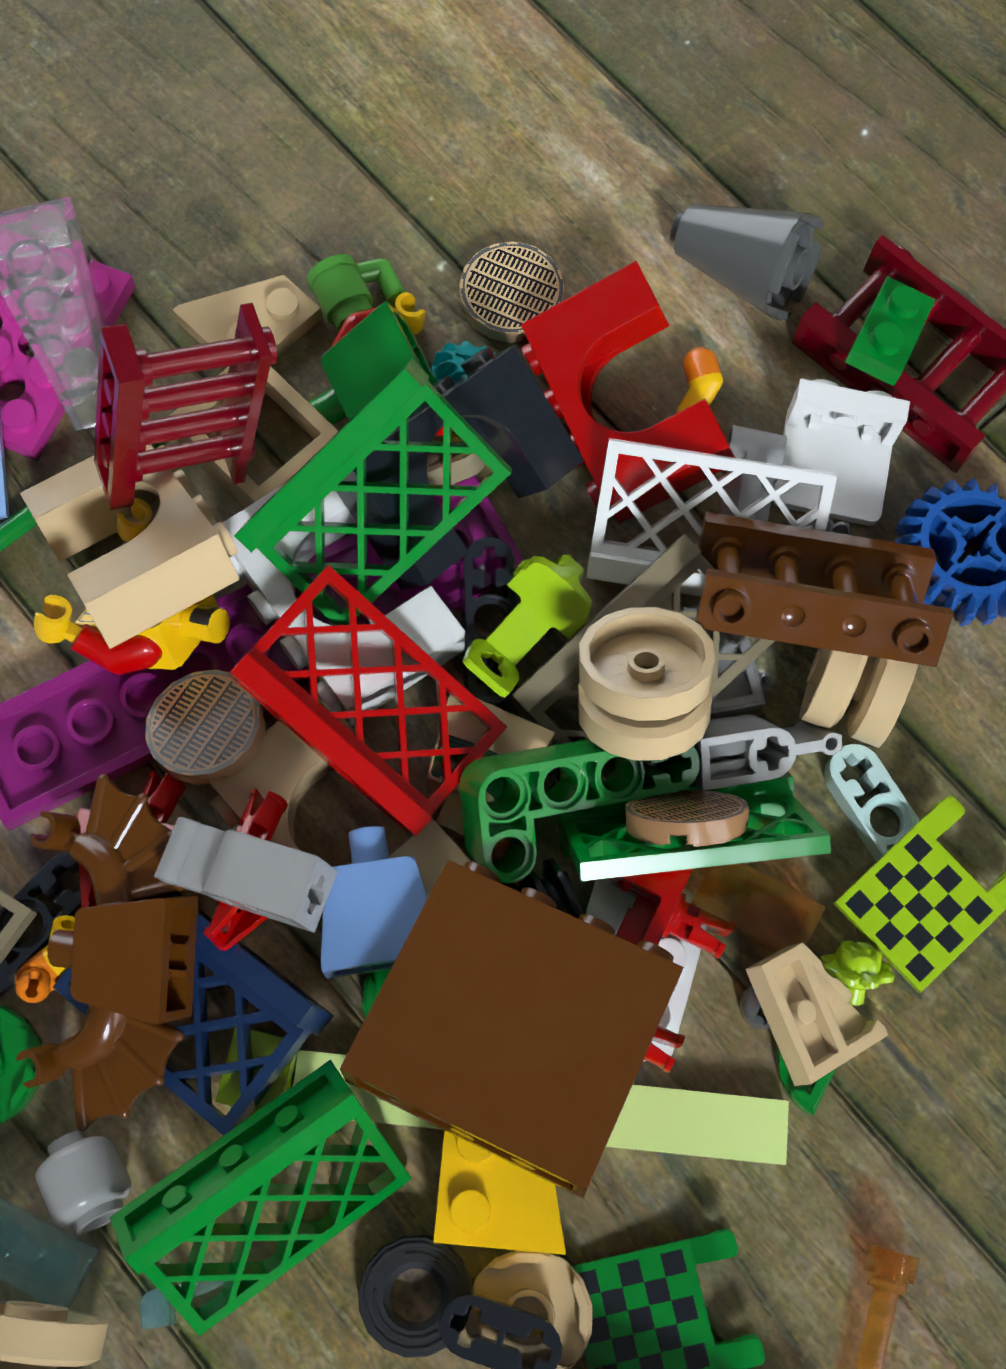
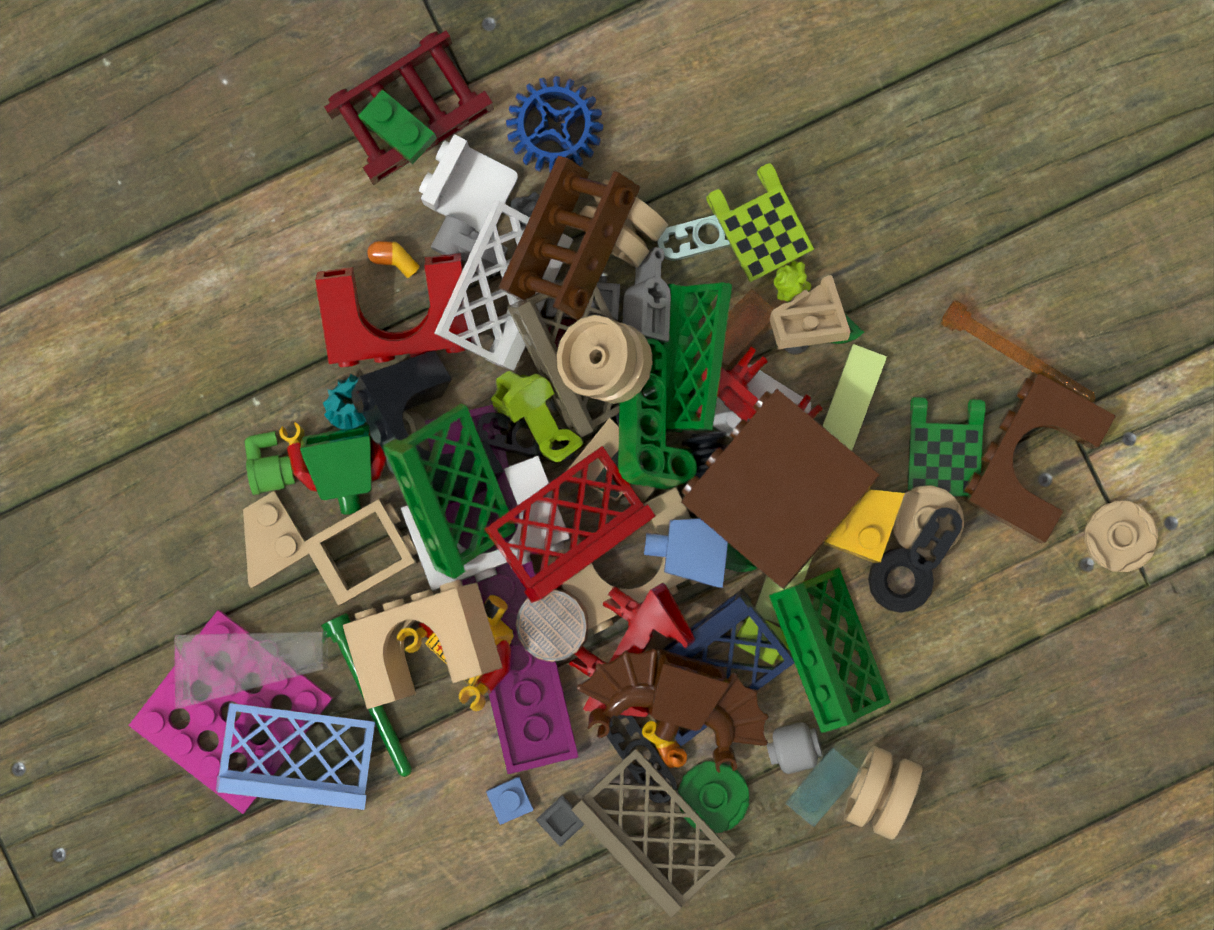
camera: 70 degrees left, 15 degrees up
(125, 405) = (372, 618): dark red fence -> none
(158, 1311) = (872, 721): clear light blue hand -> none
(247, 873) = (662, 616): light grey piece -> none
(508, 287) = (291, 360): tile -> none
(694, 814) = (686, 354): medium nougat tile -> none
(751, 251) = (310, 197): dark grey cone -> none

